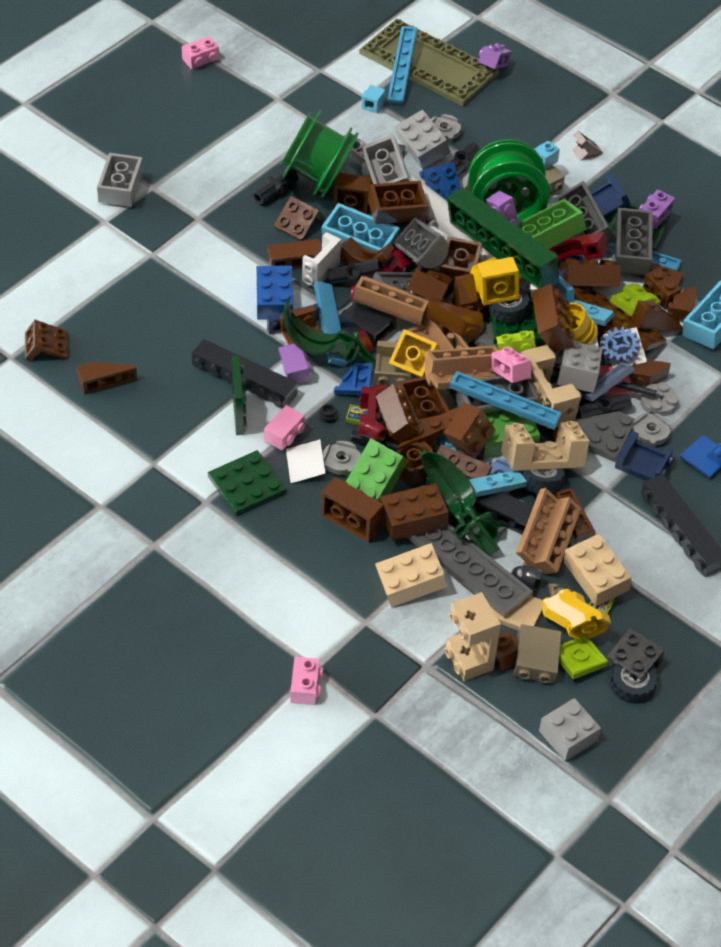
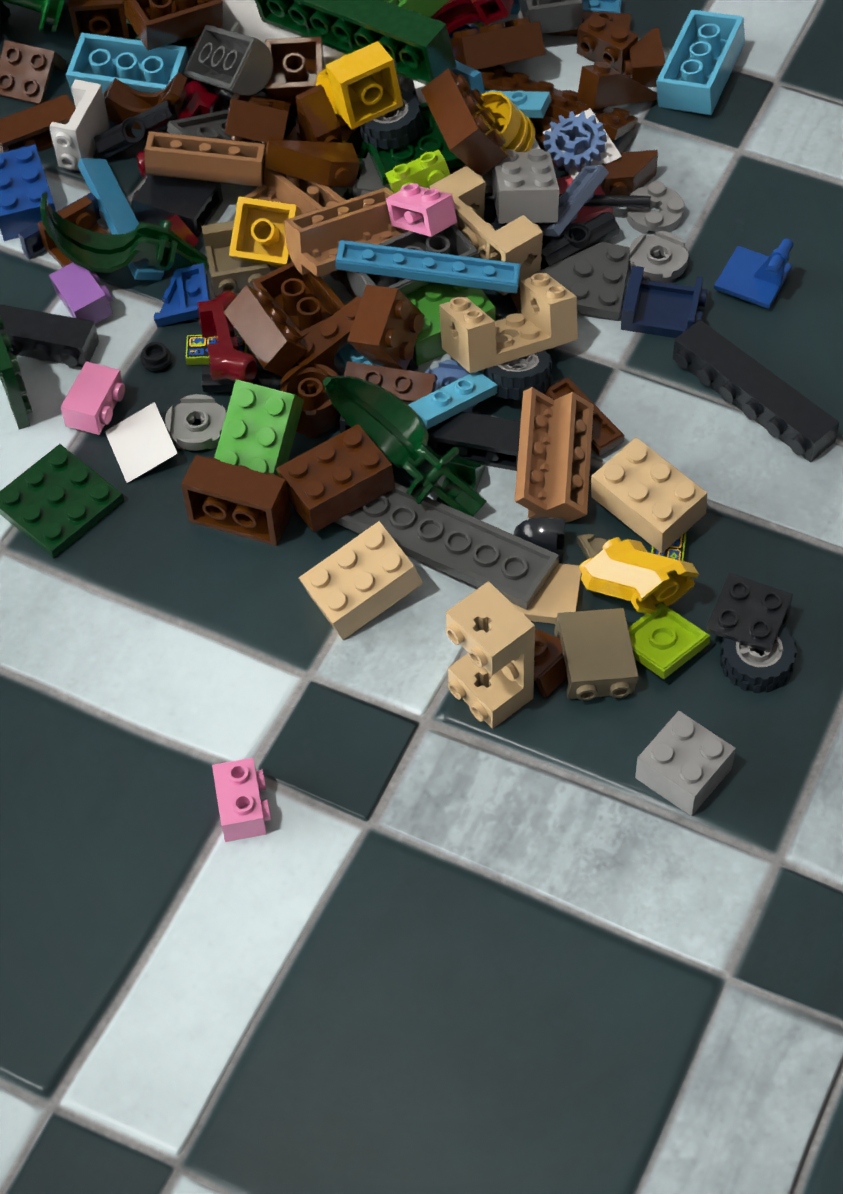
camera: 10 degrees left, 5 degrees up
(629, 297) = (566, 67): lime plate -> none

